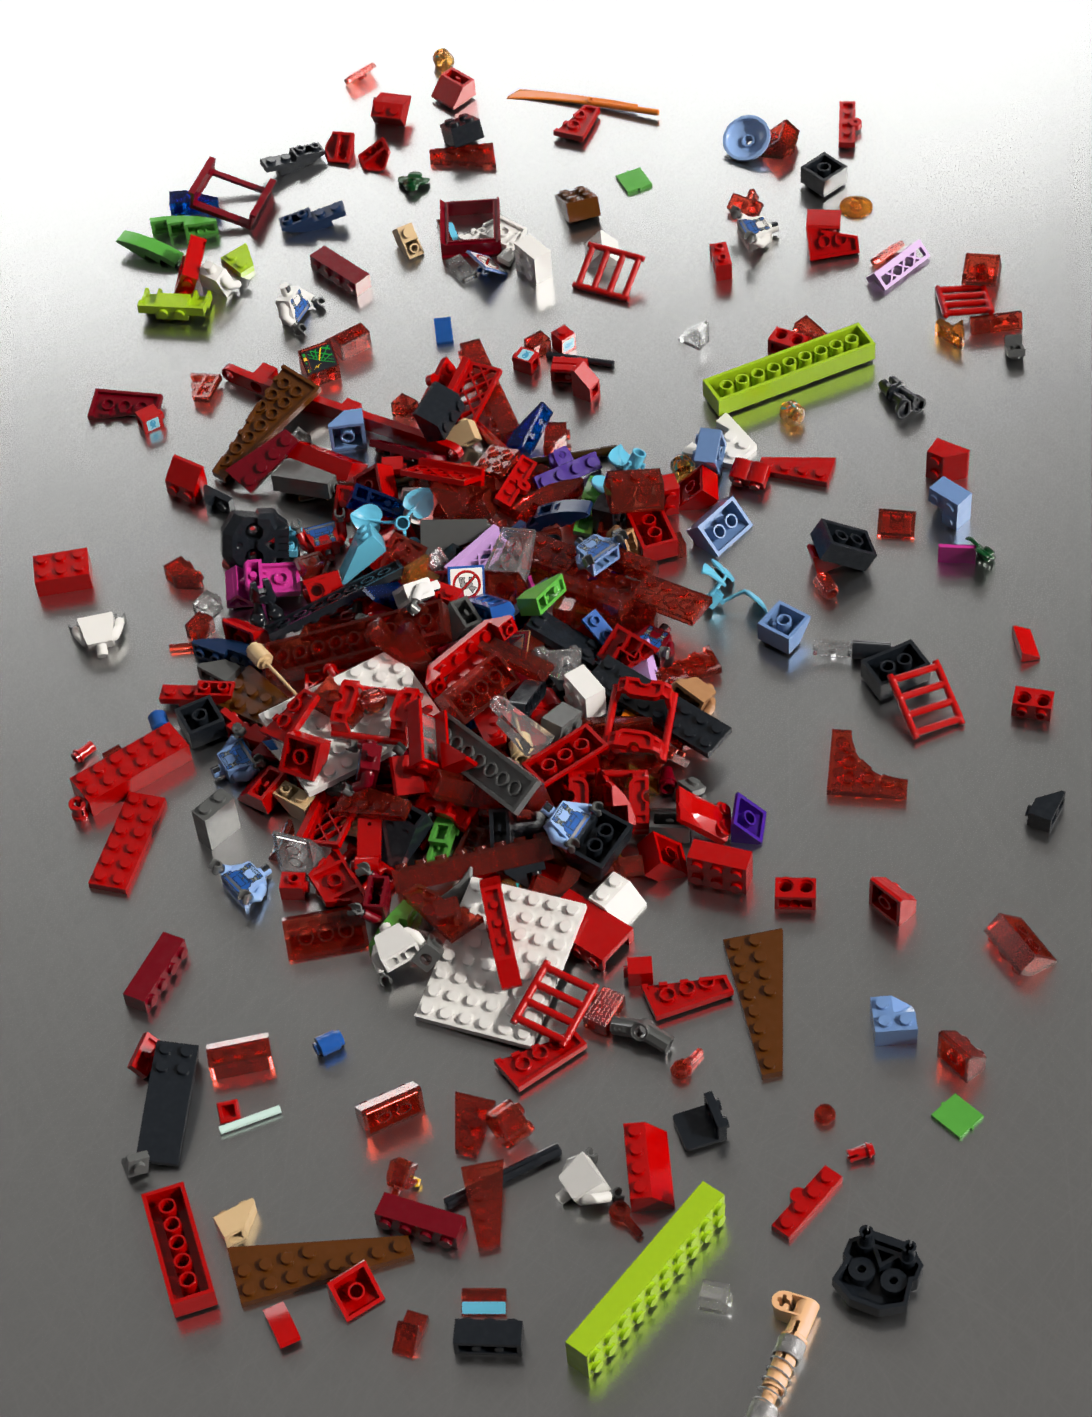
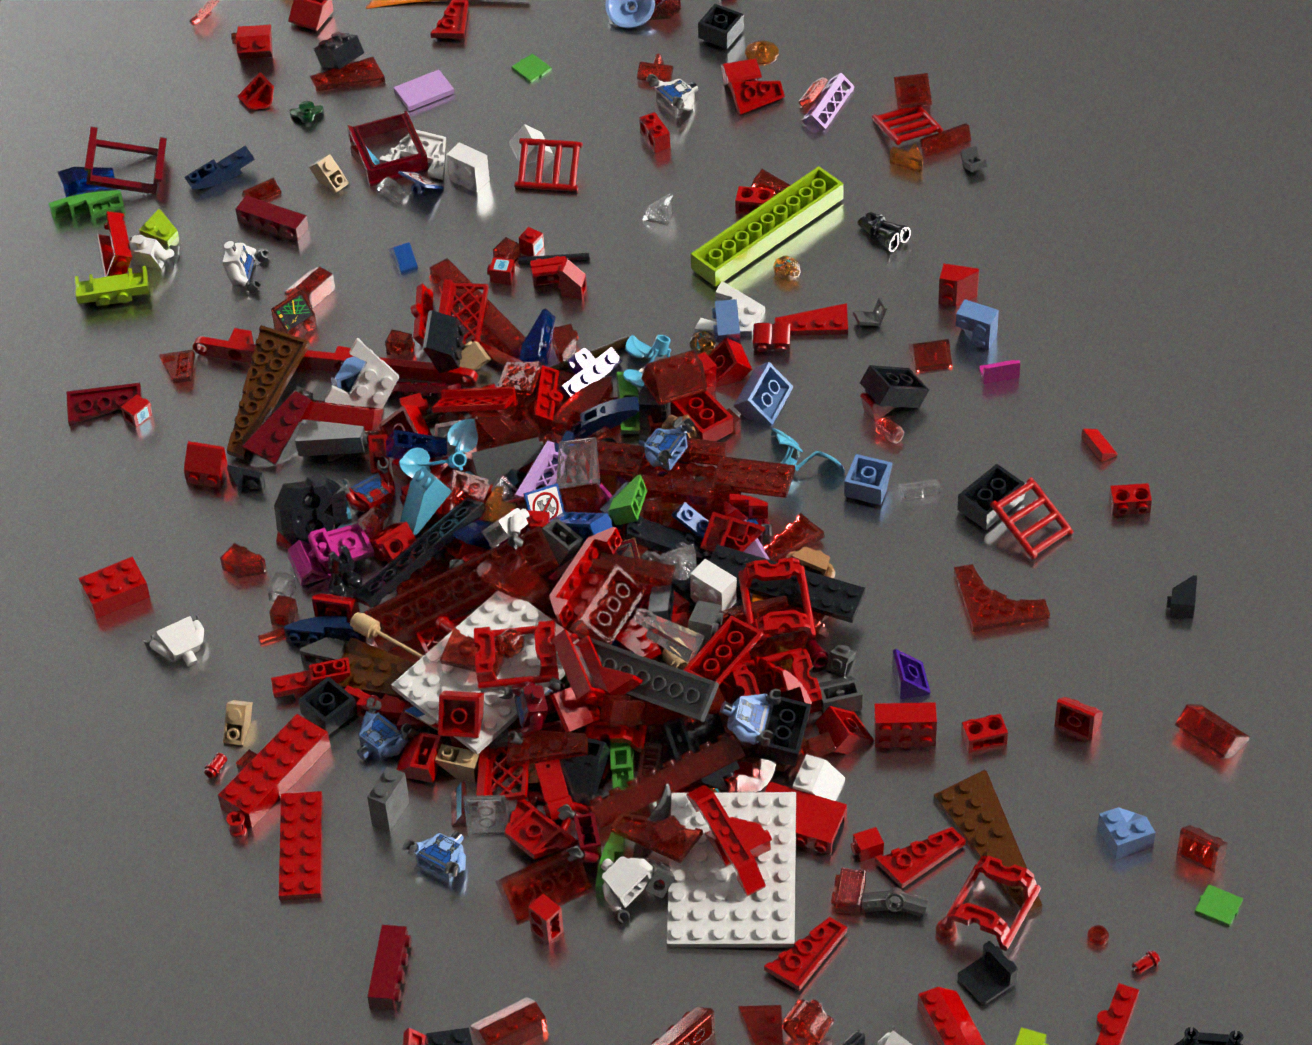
camera: 20 degrees left, 0 degrees up
(118, 716) = (237, 721): none -> tan slope
(150, 247) = (54, 233): bright green slope -> none
(157, 719) = (280, 715): blue brick -> none
(293, 716) = (433, 679): red wing -> none
(294, 160) = (174, 113): black slope -> none
(294, 886) = (492, 846): red brick -> none
(311, 964) = (545, 918): none -> red brick
(328, 1042) = (593, 991): blue brick -> none
(340, 147) = (216, 91): red slope -> none
(344, 245) = (263, 190): none -> clear red slope
(362, 437) = (372, 384): none -> white wing
(524, 935) = (753, 835): none -> red slope
(526, 182) = (424, 90): none -> lavender tile
(573, 1022) = (777, 901): red bar -> none
(578, 204) = (487, 102): reddish brown slope -> none
(639, 629) = (731, 511): none -> red slope
(660, 627) = (756, 507): none -> red slope
(703, 816) = (870, 680): red slope -> none
(716, 1071) = (988, 919): none -> red piece
(853, 476) = (871, 318): none -> dark grey bracket
(865, 649) = (957, 483): black brick -> none
(984, 552) = (1028, 365): dark green plate -> none

